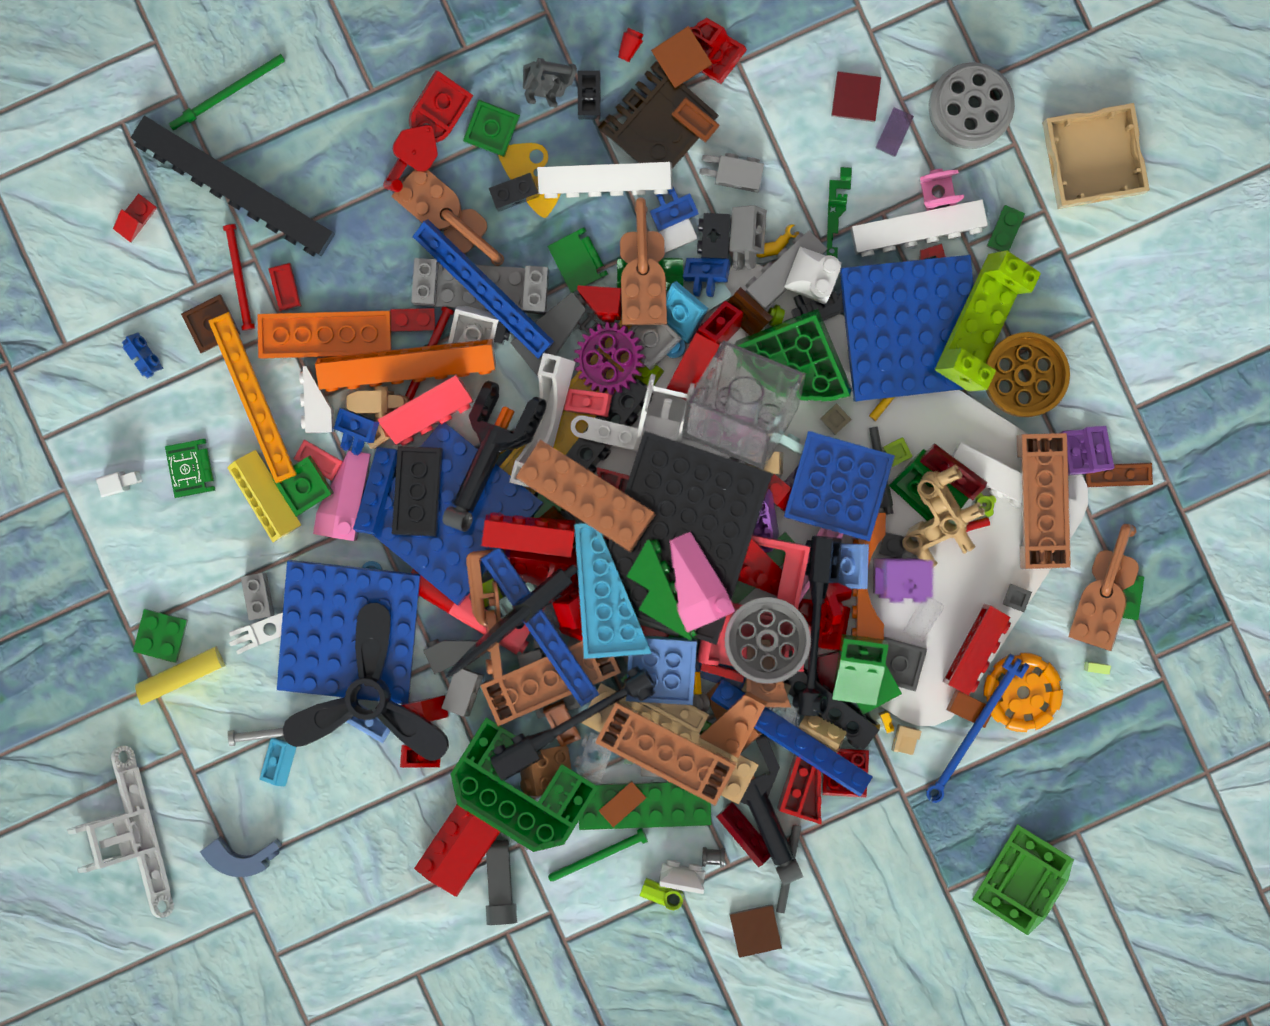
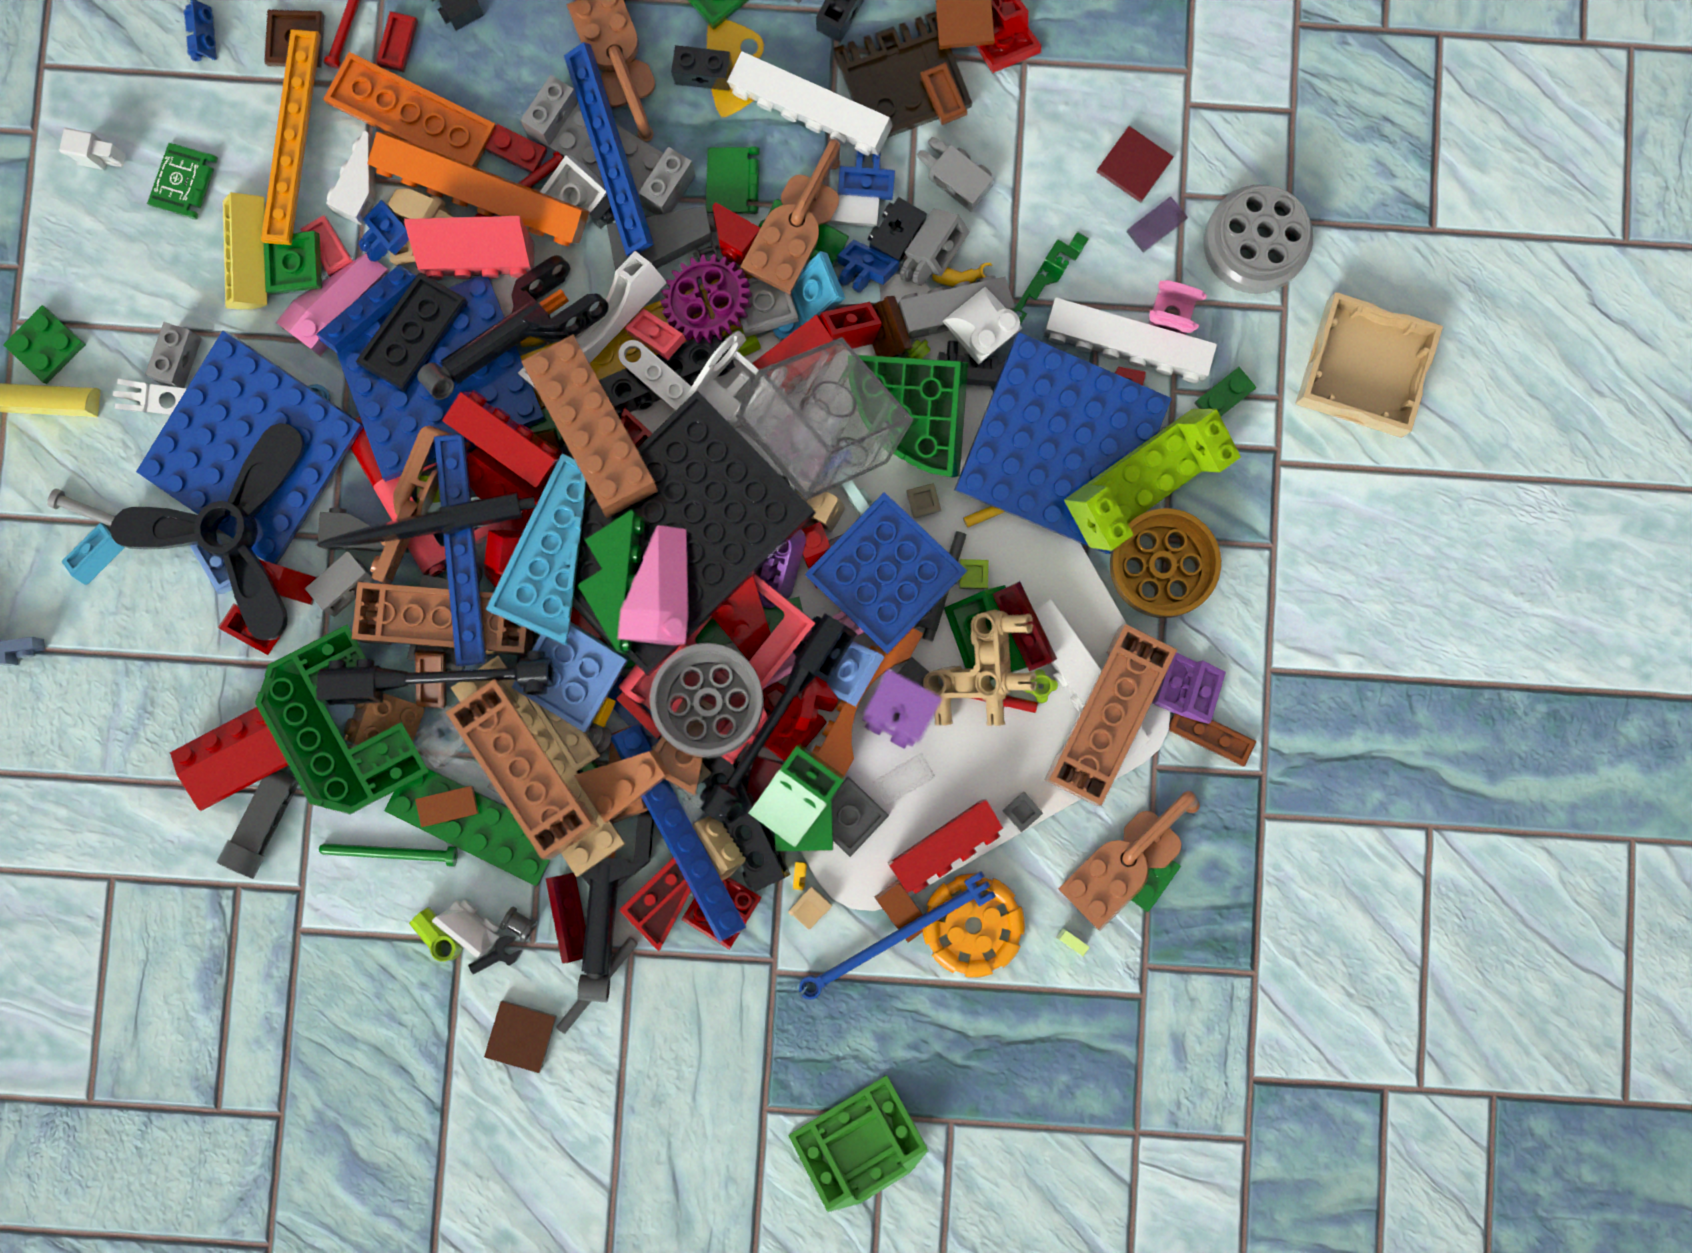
camera: 30 degrees right, 5 degrees down
(710, 884) = (495, 956): none -> black bar

